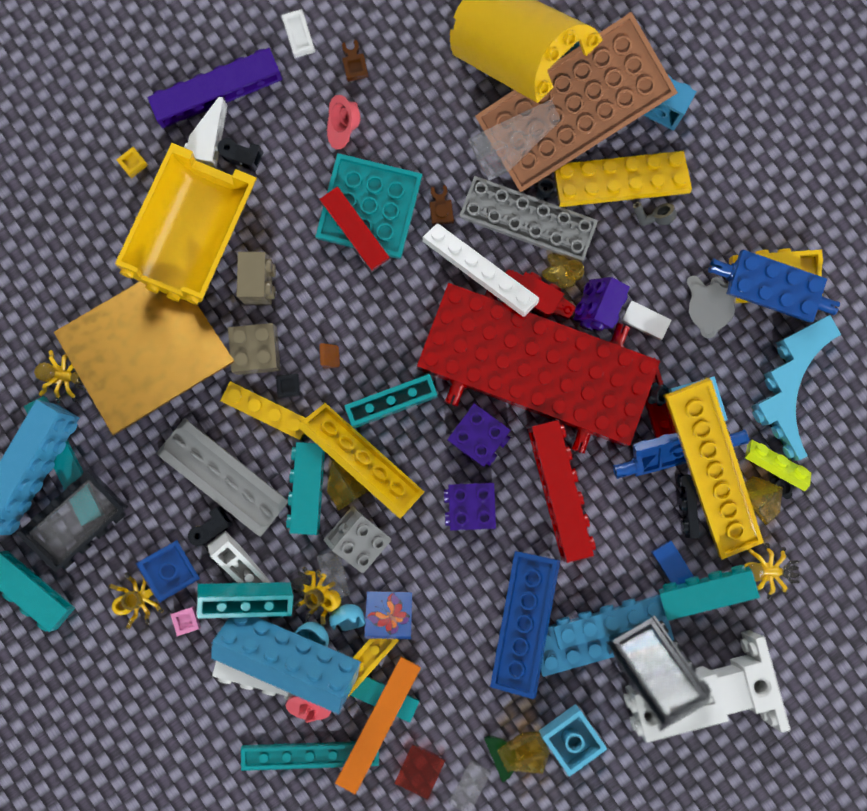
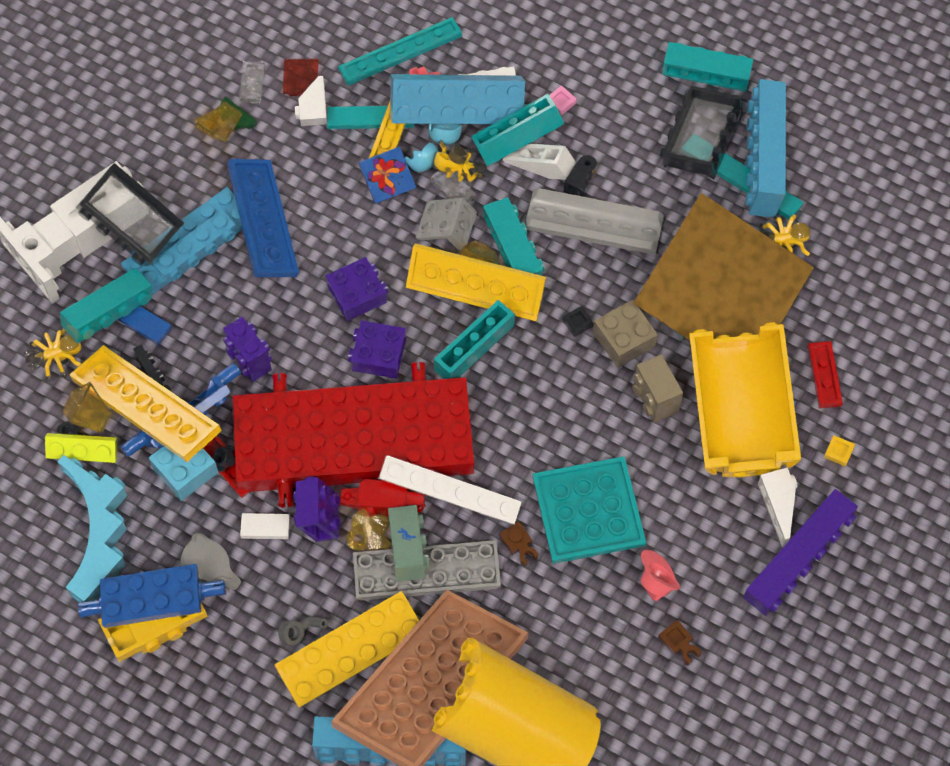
camera: 155 degrees right, 20 degrees down
(103, 235) = (825, 374): none -> red tile
(133, 601) = (614, 97): yellow animal -> none
(167, 571) = (598, 129): blue tile -> none
(239, 155) = (739, 500): black leg -> none
(263, 410) = (587, 292): yellow plate -> none
(298, 33) = (753, 649): white tile -> none
(329, 355) = (554, 360): dark orange slope -> none
(354, 228) = (590, 476): red tile -> none
(378, 725) = (353, 93): orange tile -> none
(424, 728) = (312, 105): none -> white slope
(508, 142) = (481, 618): clear wedge -> none
(537, 238) = (408, 543): none -> sand green brick
(549, 185) = (416, 603): black plate -> none
(561, 492) = (280, 331): red brick -> none
(572, 740) = (179, 147): medium azure brick -> none
(598, 488) = (247, 349): none -> dark purple brick

